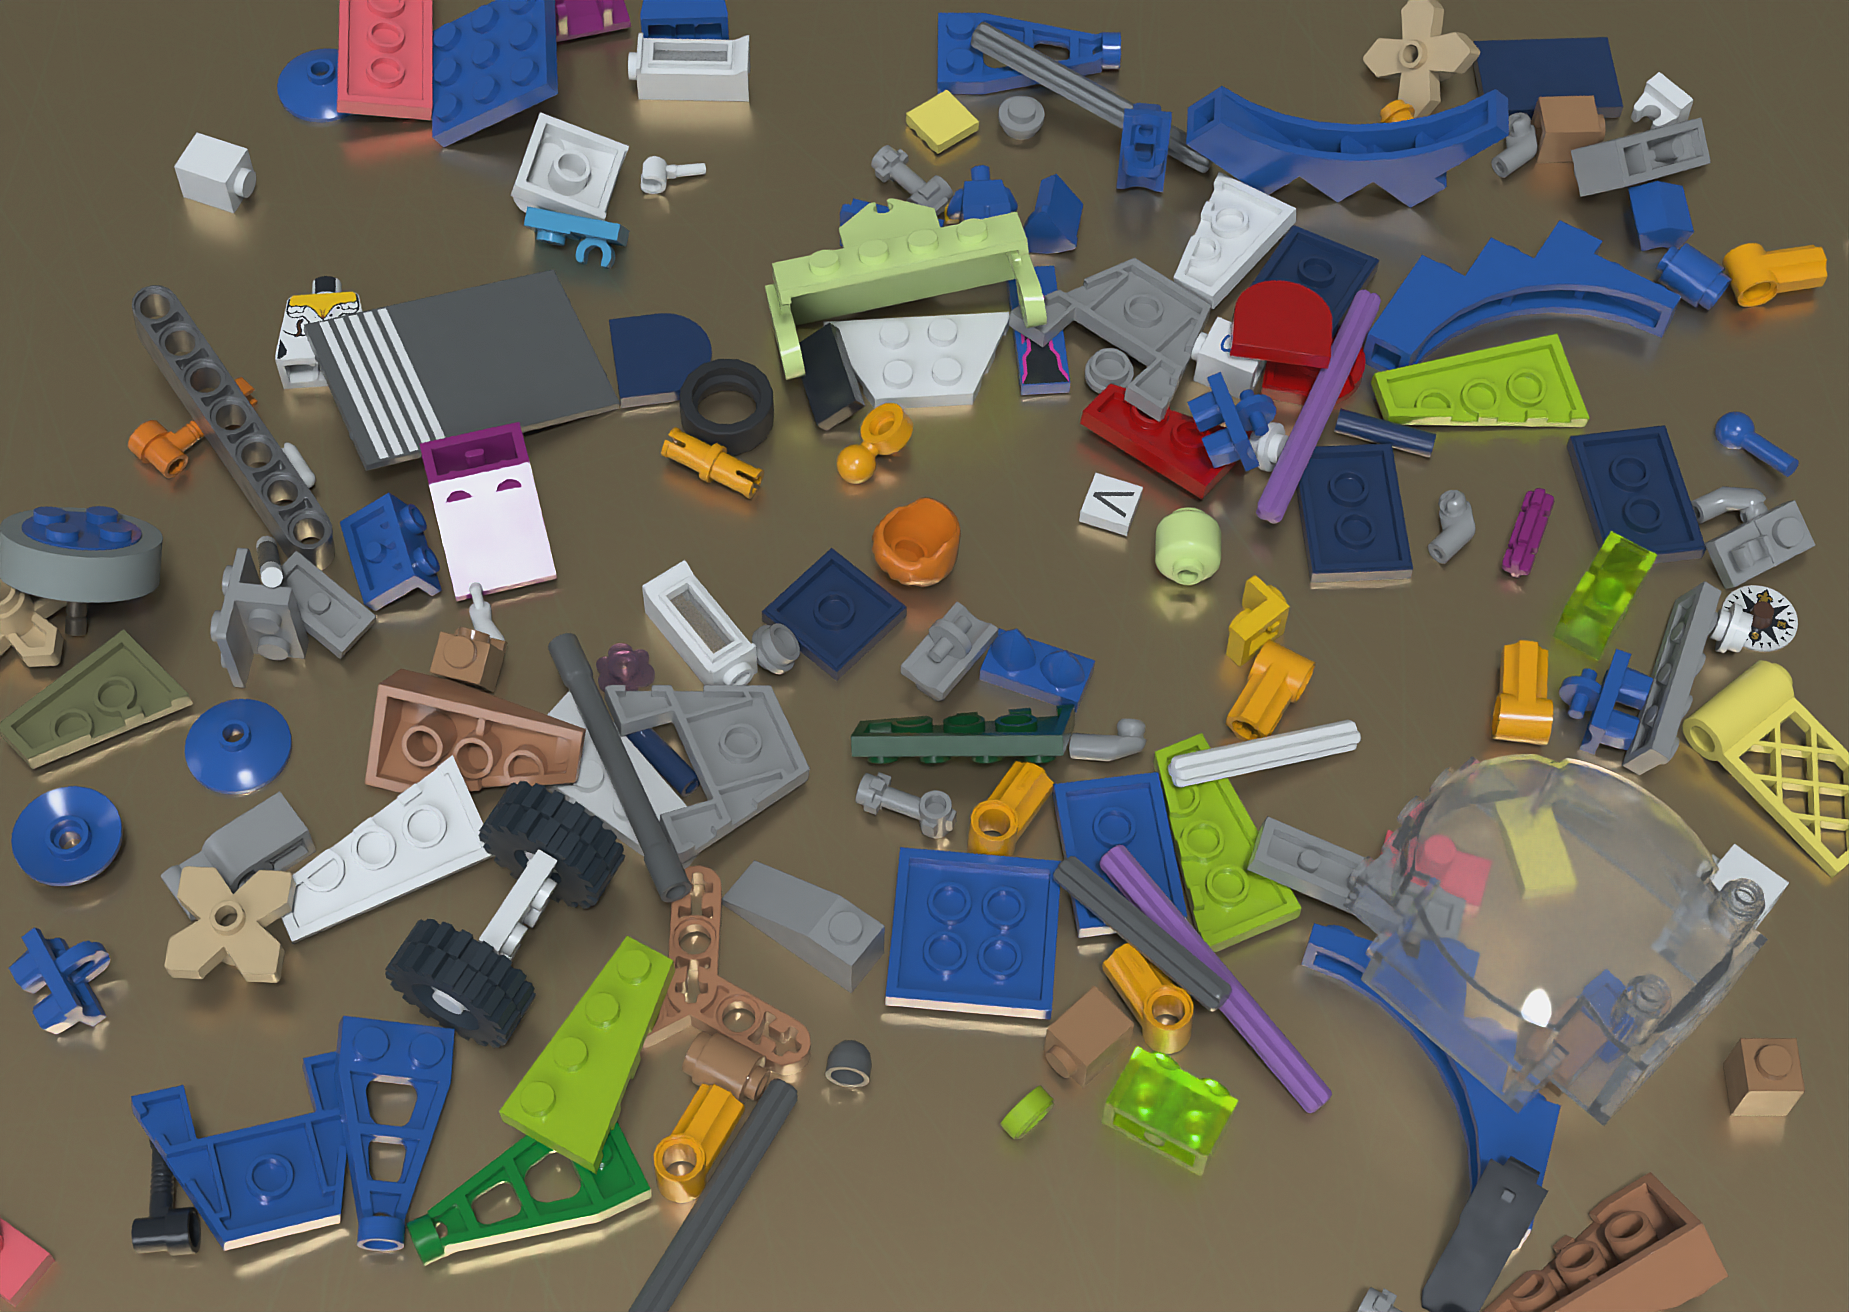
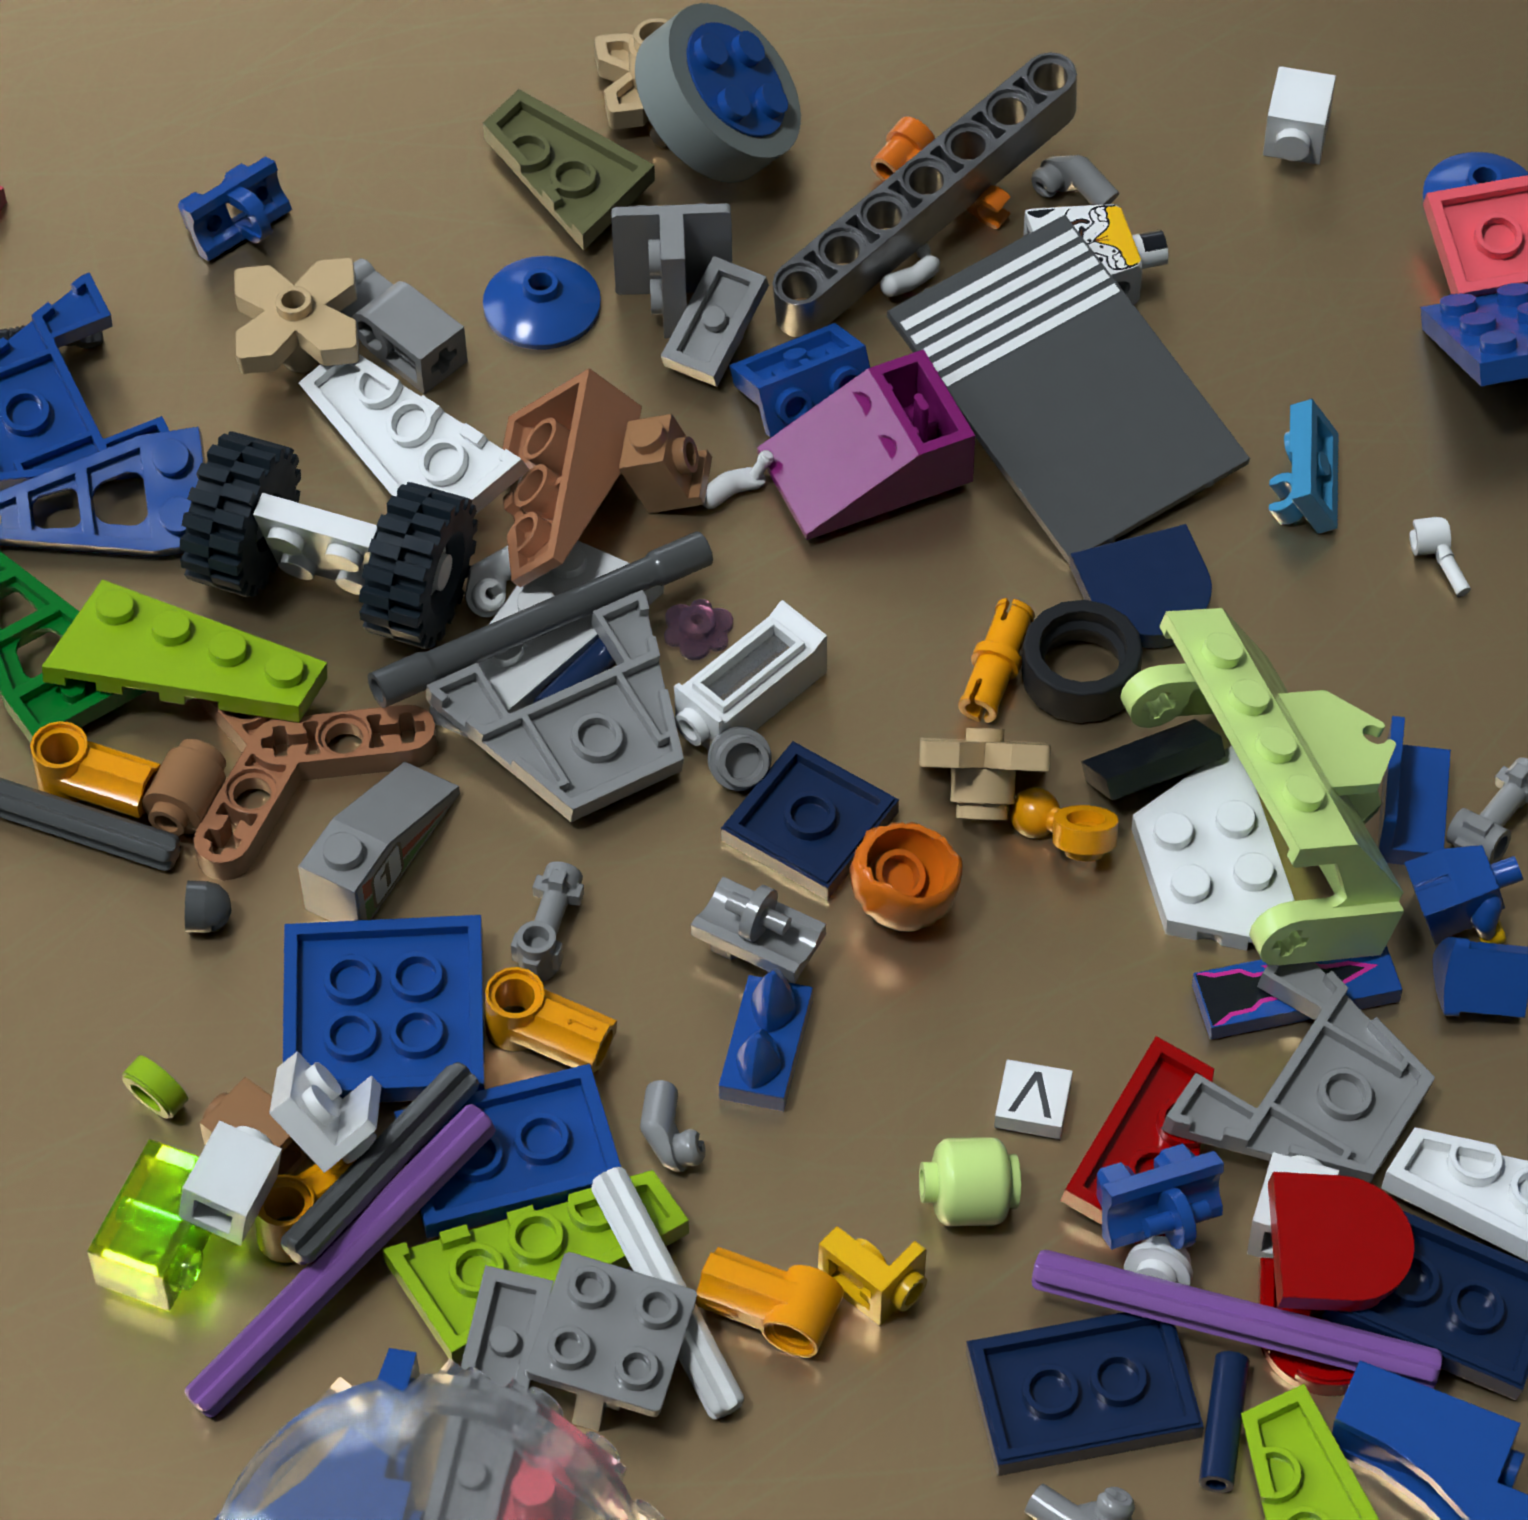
camera: 85 degrees right, 5 degrees down
(61, 817) = (398, 175): blue dish -> none
(229, 328) = (1073, 174): none -> light grey arm
(269, 562) = (730, 248): bar -> none
(568, 170) = (1395, 441): white slope -> none
(824, 475) = (984, 769): none -> tan plant
(966, 735) = (642, 972): wing -> none
(1099, 958) = (316, 1116): none -> white bracket
(1108, 367) = (1245, 1071): light grey plate -> none
(1169, 1029) = (230, 1181): none -> white brick
(1313, 784) = (610, 1338): none -> light grey bracket

